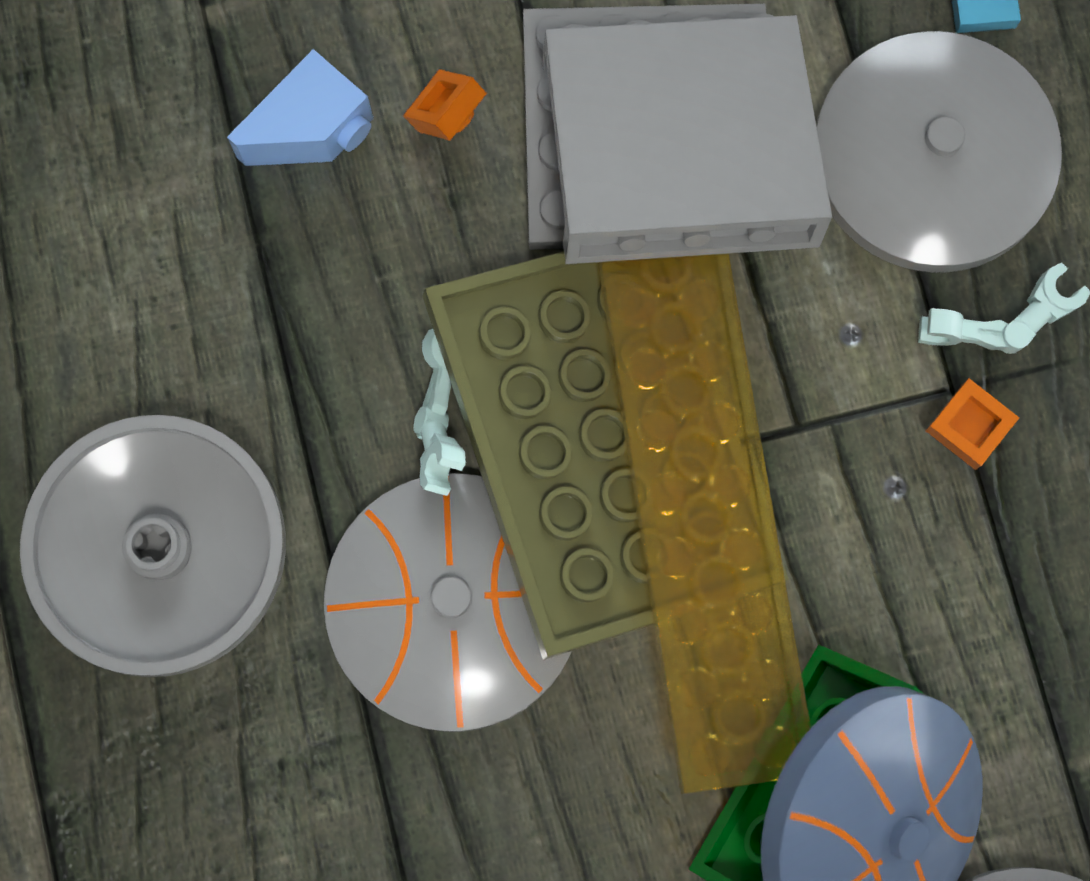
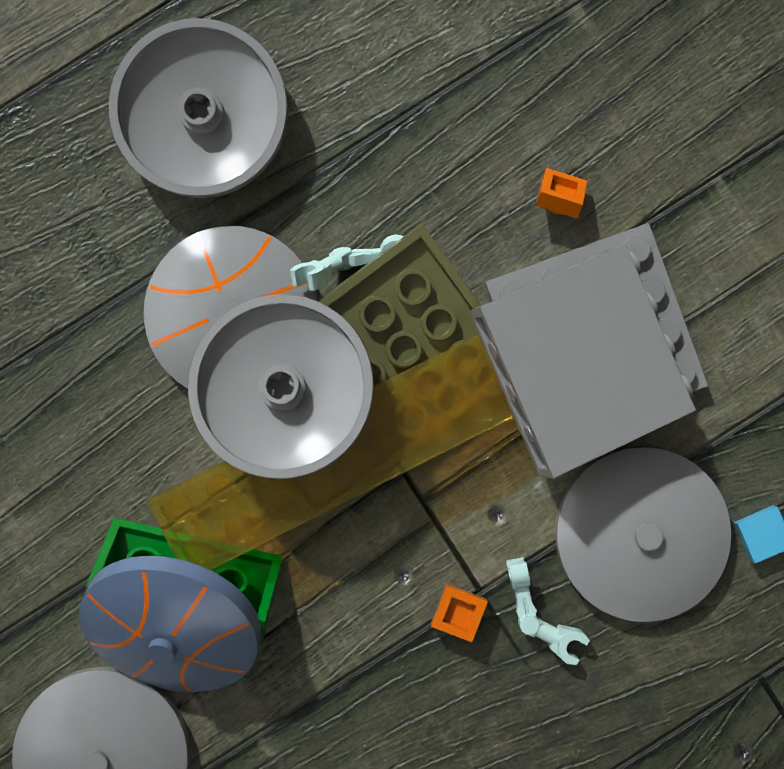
camera: 75 degrees right, 10 degrees up
(304, 118) = (520, 102): light blue slope -> none
(586, 544) = (280, 386): none -> light grey dish

